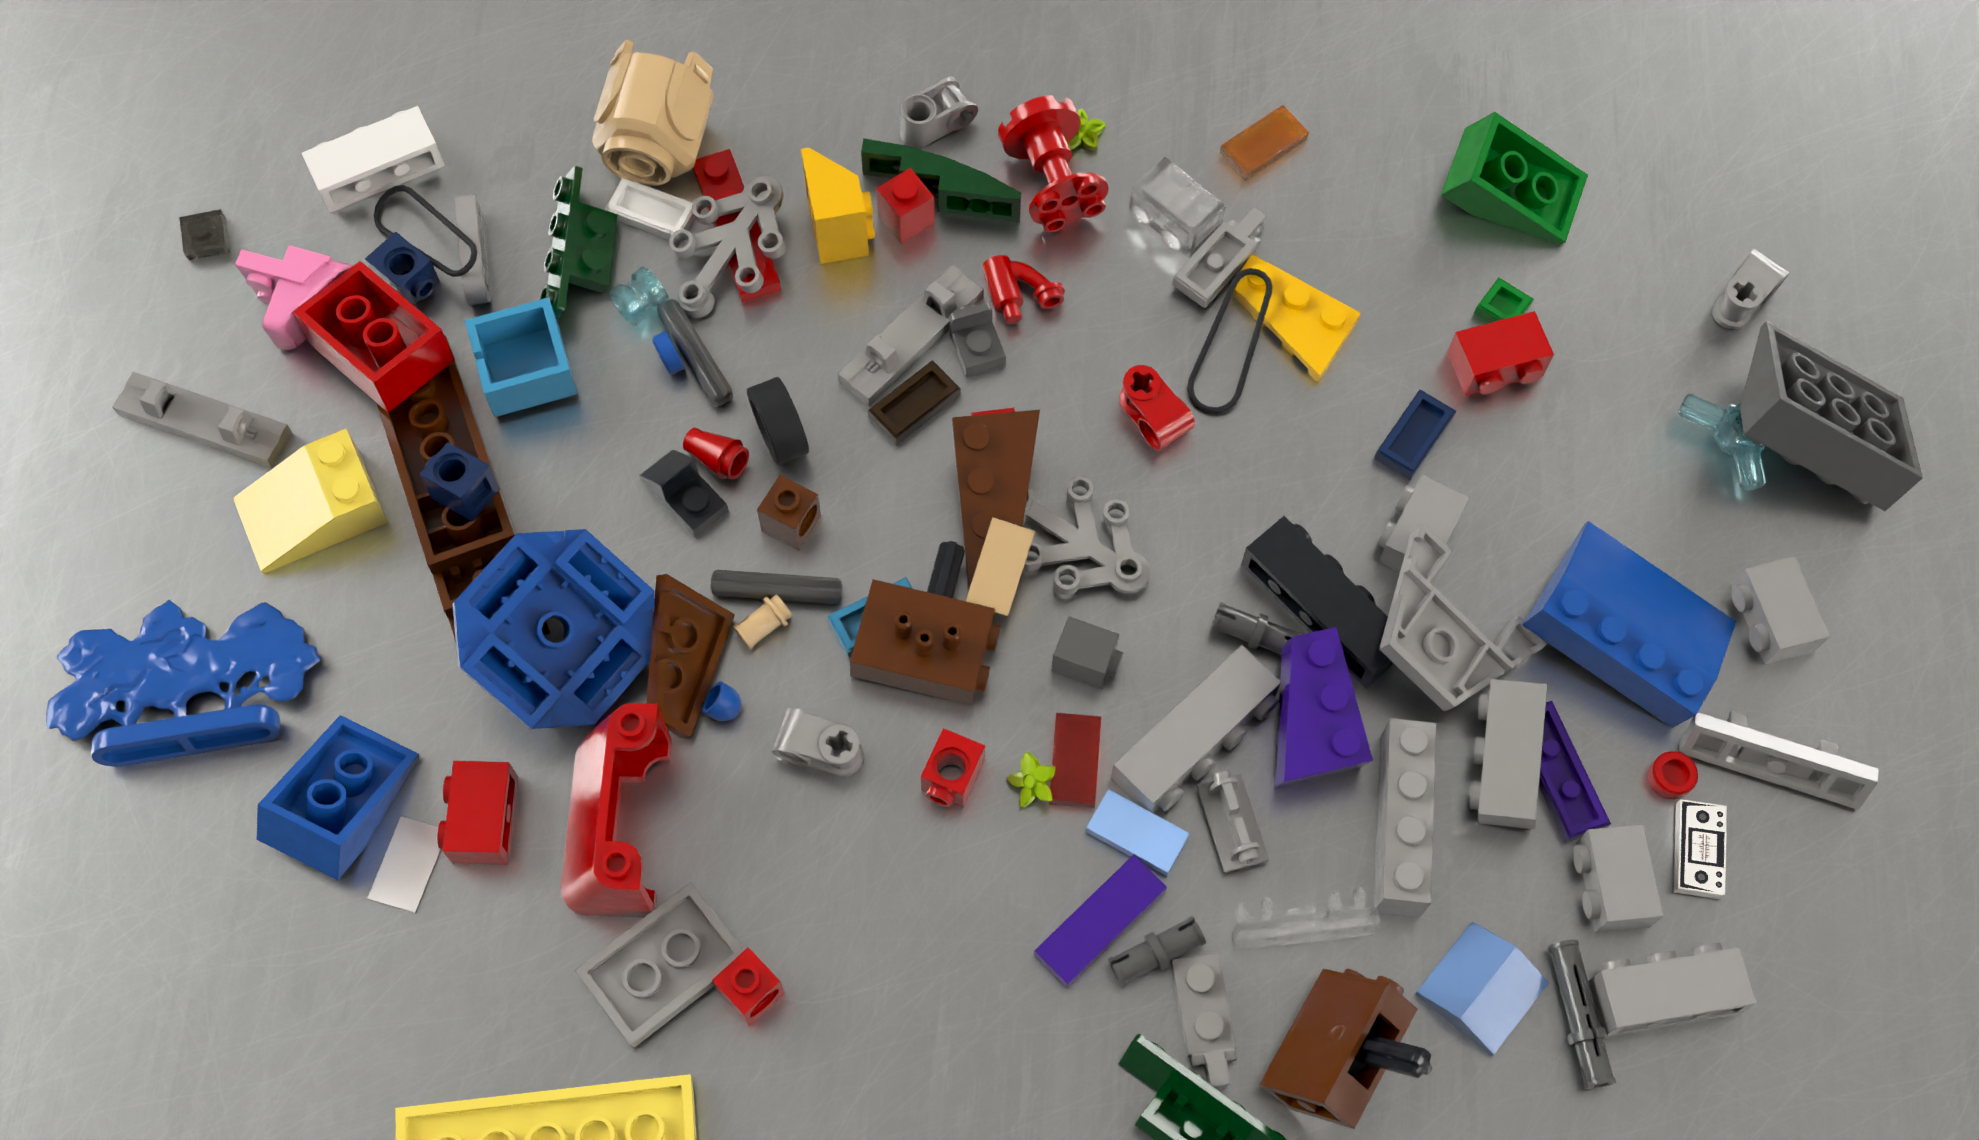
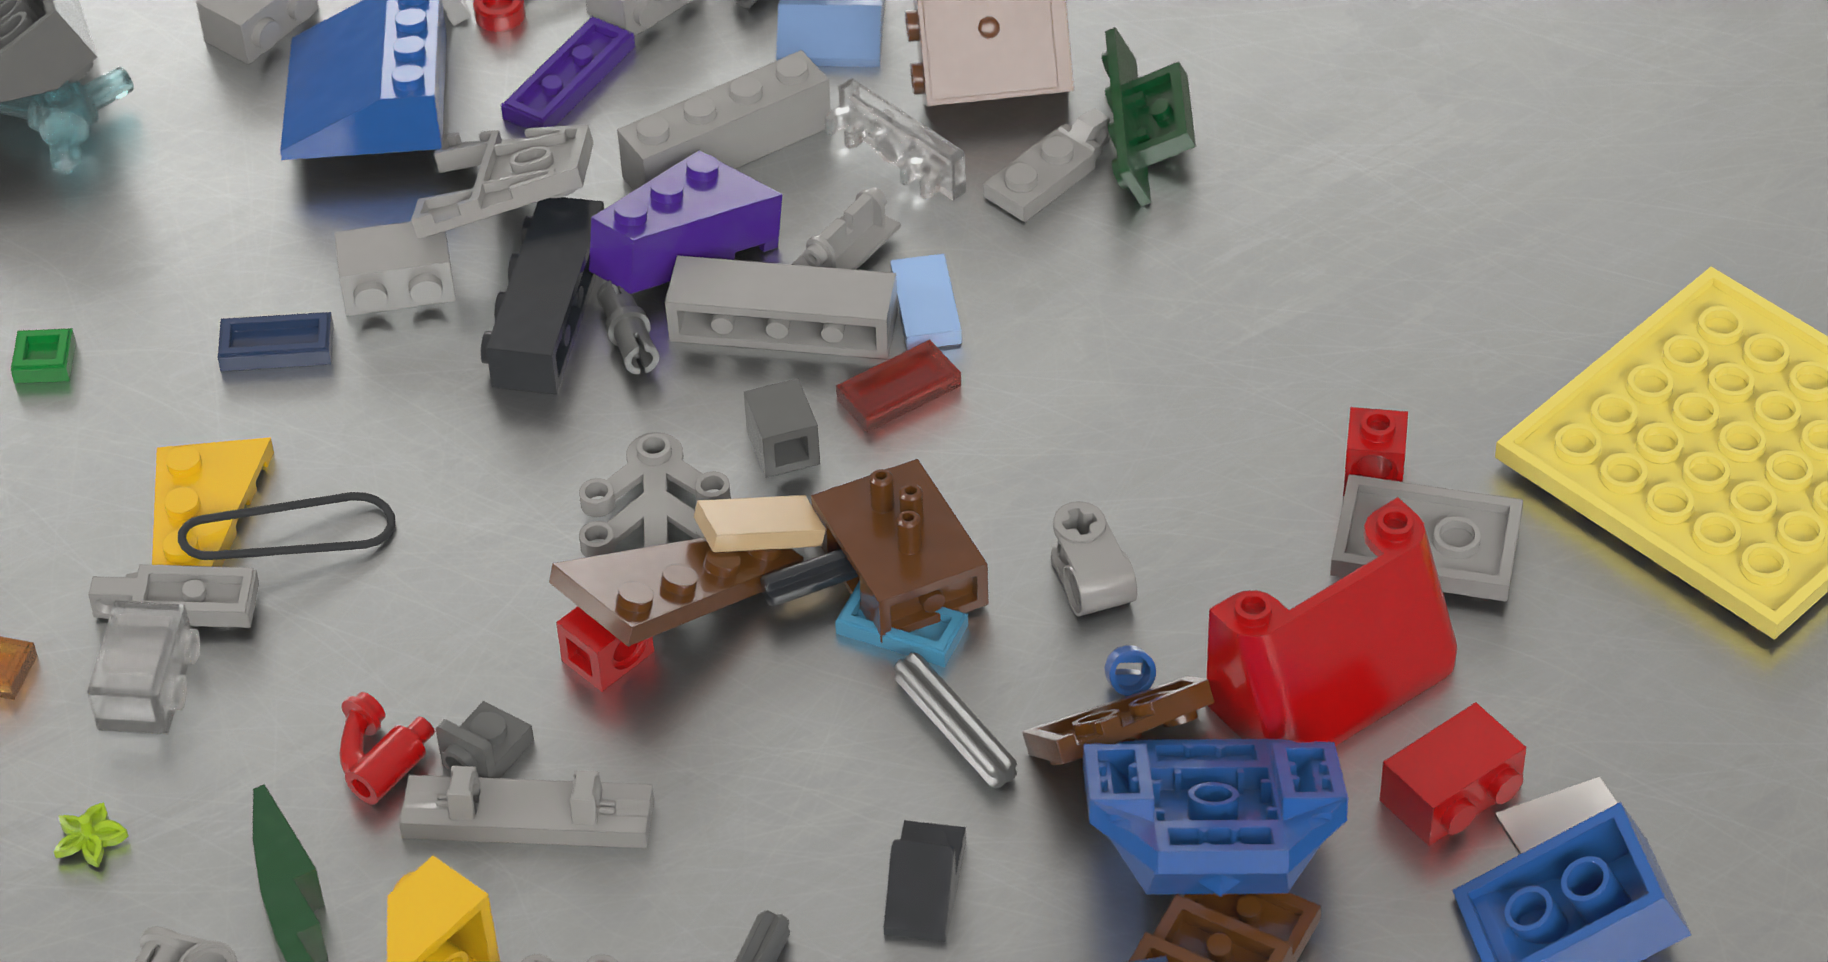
camera: 125 degrees left, 20 degrees down
(718, 453) = (851, 869): red cone -> none
(763, 621) = (1005, 698): tan pin -> none
(778, 420) = (766, 816): black tyre -> none
(789, 512) = (863, 748): reddish brown brick -> none
(905, 205) = (354, 906): red brick -> none
(914, 402) = (614, 750): dark brown tile -> none
(958, 751) = (1007, 449): red brick -> none
(1032, 779) = (955, 394): lime plant -> none
(1042, 134) = (151, 817): red piece -> none
(1100, 920) = (1037, 278): dark purple tile -> none
(1157, 413) = (438, 540): red piece -> none
(1157, 951) = (1026, 221): dark grey pin -> none
(1500, 354) = (119, 315): red brick -> none
(1509, 753) = (593, 83): light grey brick -> none

